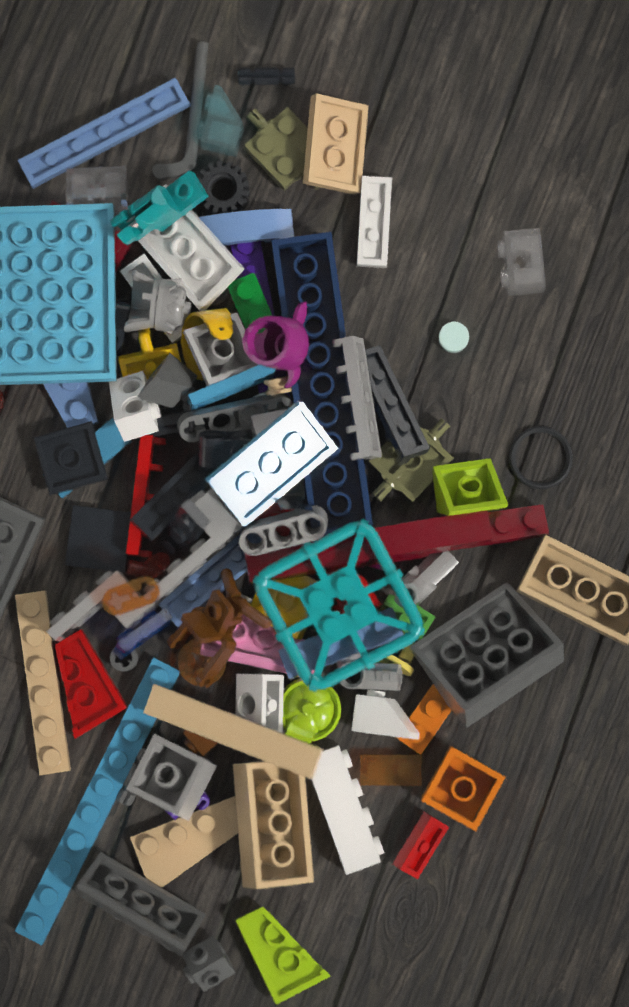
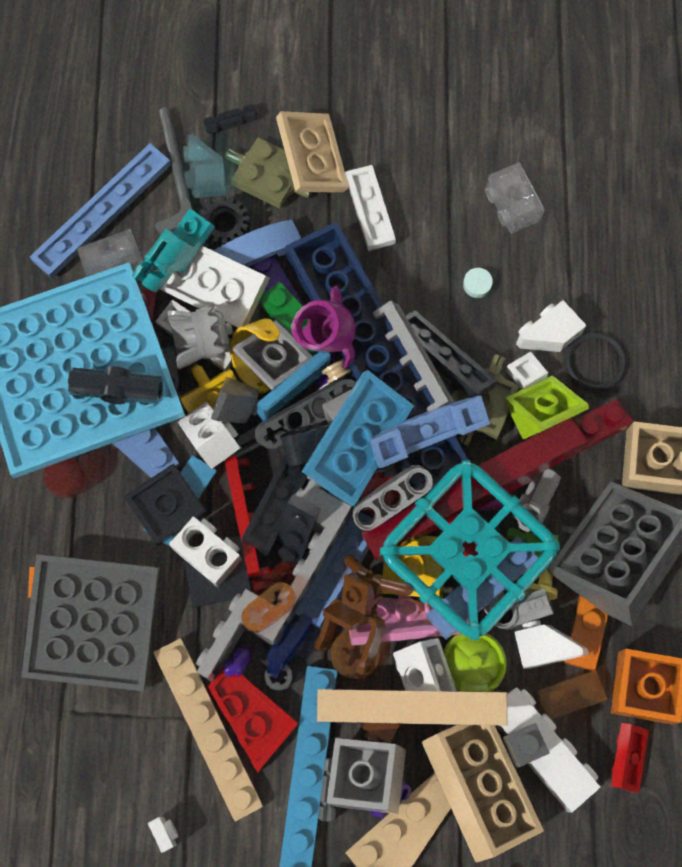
camera: 25 degrees left, 10 degrees down
(58, 331) = (115, 385): none -> black piece
(88, 521) = (201, 556): none -> white brick
(91, 633) = (238, 663): none -> dark purple arm
(324, 801) = (526, 745): none -> dark grey brick
(341, 476) = (428, 429): none -> medium blue slope
(466, 445) = (526, 371): none -> white plate
(507, 414) = (553, 331): none -> white slope

